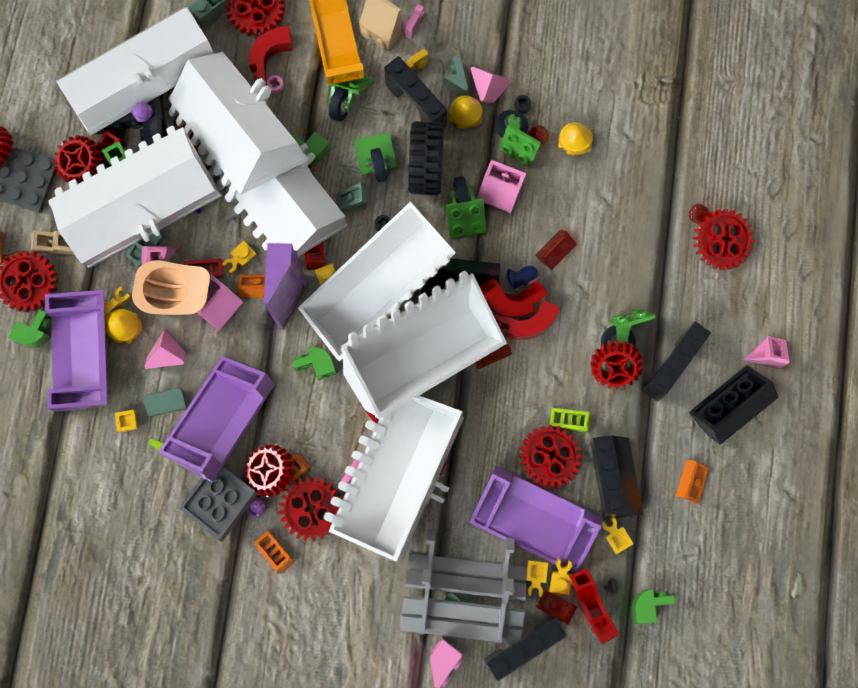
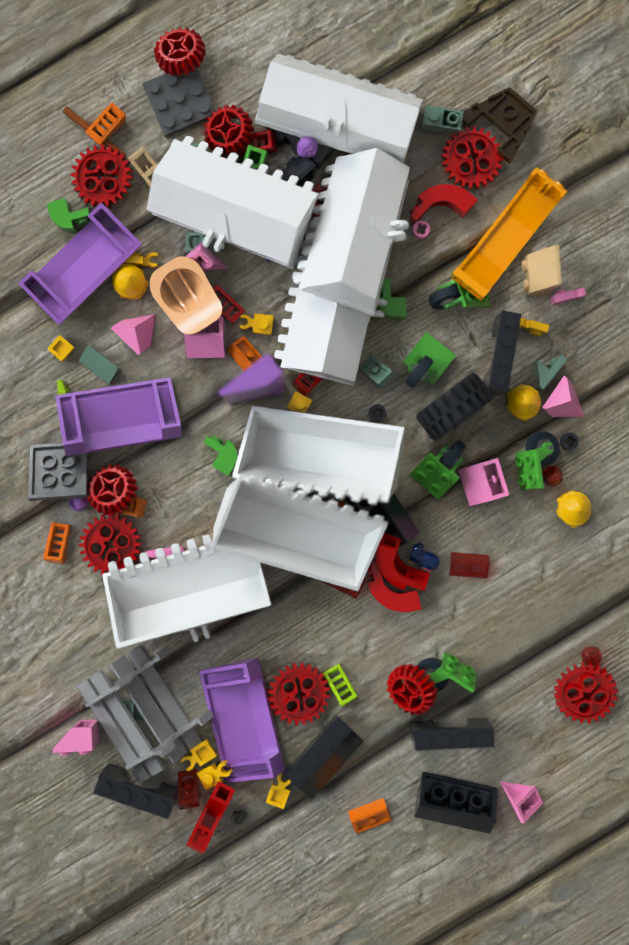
camera: 55 degrees right, 10 degrees up
(644, 605) = (244, 853): bright green brick -> none

